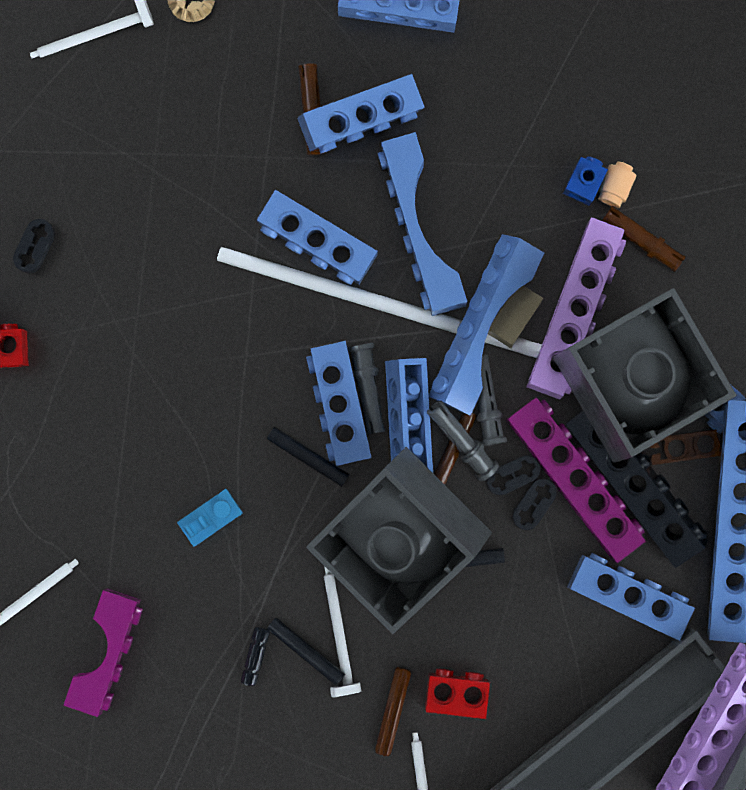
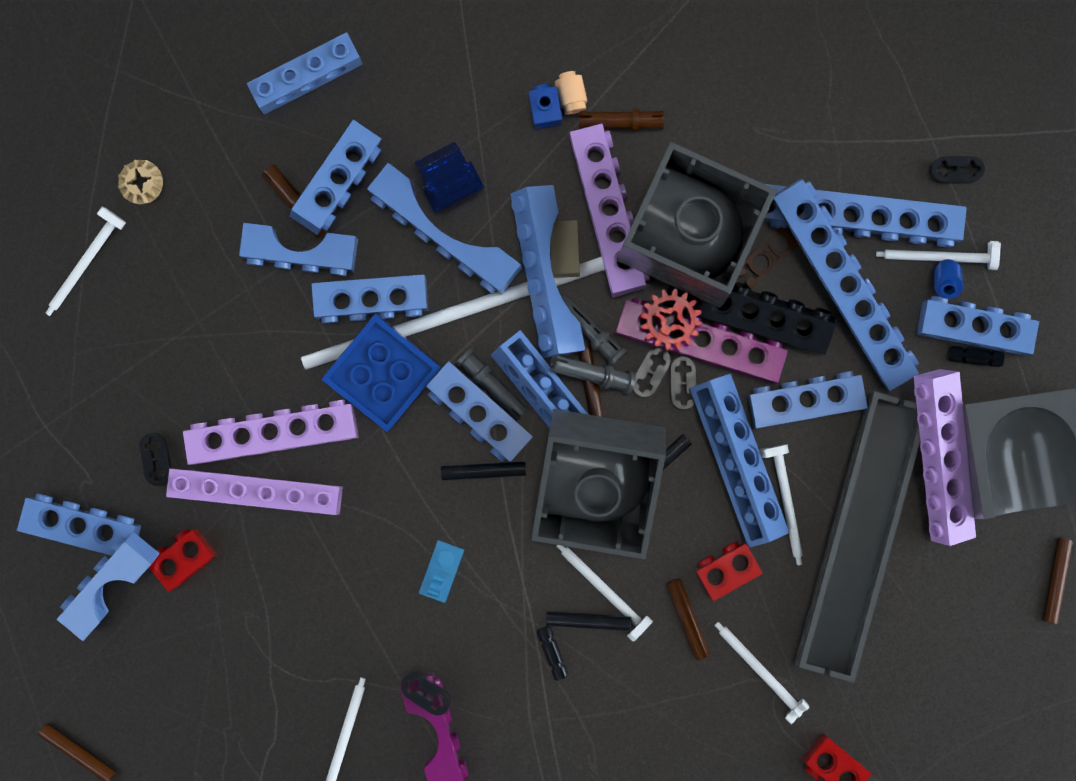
camera: 30 degrees left, 0 degrees up
(77, 264) = (199, 450): none -> lavender brick
(98, 334) = (254, 491): none -> lavender brick
(113, 616) = (422, 699): none -> black beam
(280, 309) = (381, 372): none -> blue plate
(313, 177) = (334, 253): none -> medium blue arch
(458, 181) = (447, 176): none -> clear blue plate
(535, 607) = (739, 460): none -> medium blue brick
(556, 429) = (682, 327): none -> gear
(573, 622) = (777, 452): none -> white piece

